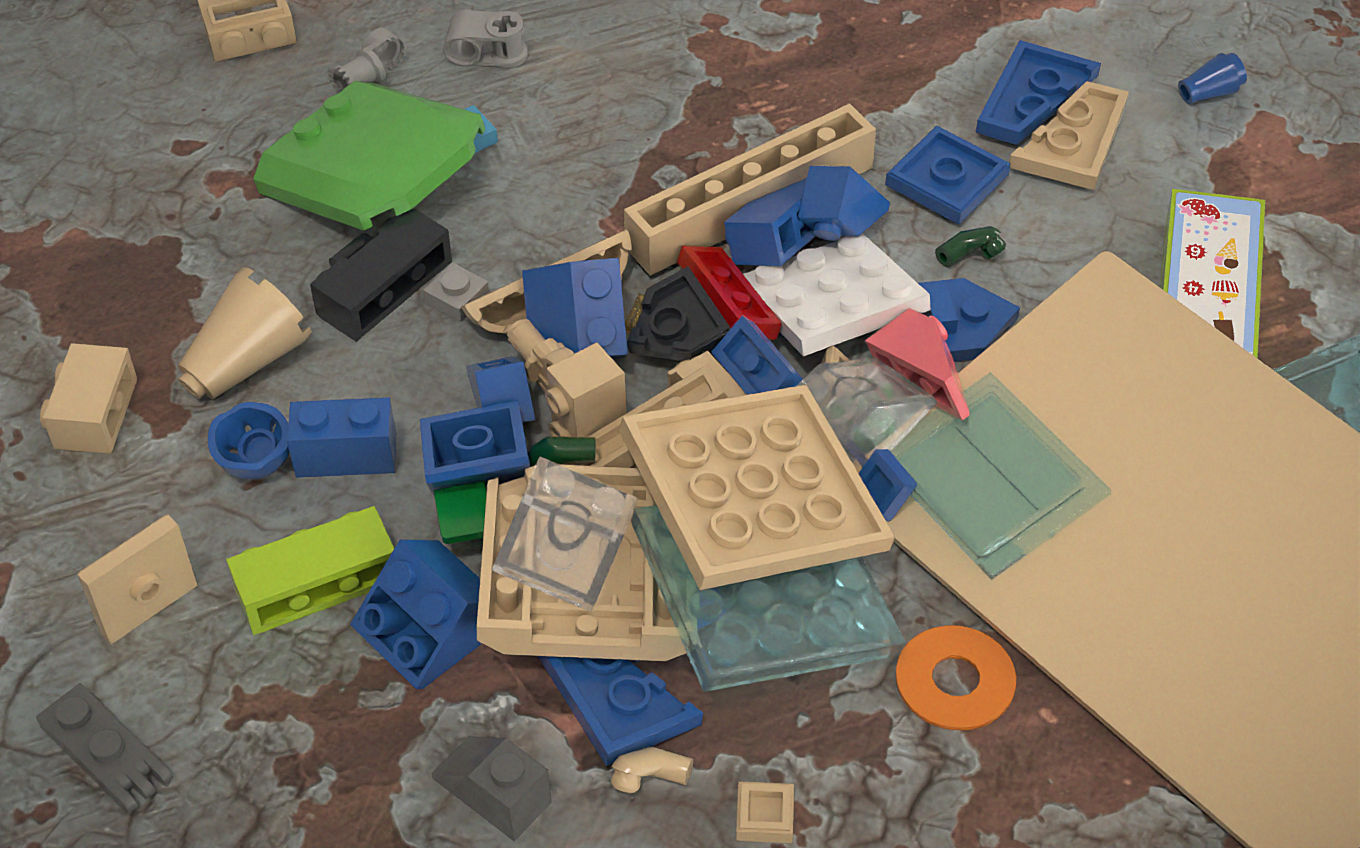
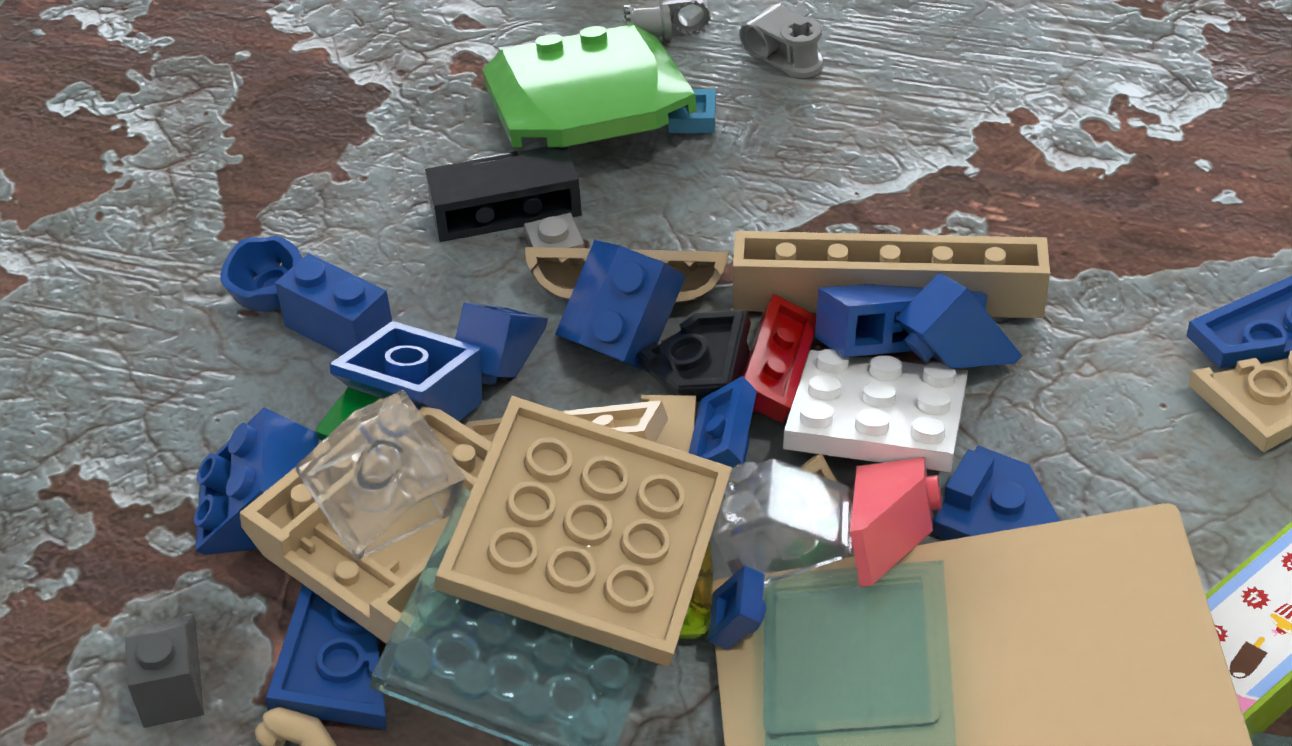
camera: 40 degrees right, 5 degrees down
(89, 398) = (191, 179): tan brick -> none
(138, 579) = (67, 332): tan plate -> none
(241, 336) = (336, 186): tan cone -> none
(310, 569) = (200, 398): lime brick -> none
(563, 450) = (476, 412): dark green arm -> none
(580, 387) = (543, 355): tan brick -> none
(947, 174) = (1112, 360): blue plate -> none
(966, 241) = (1071, 433): dark green arm -> none

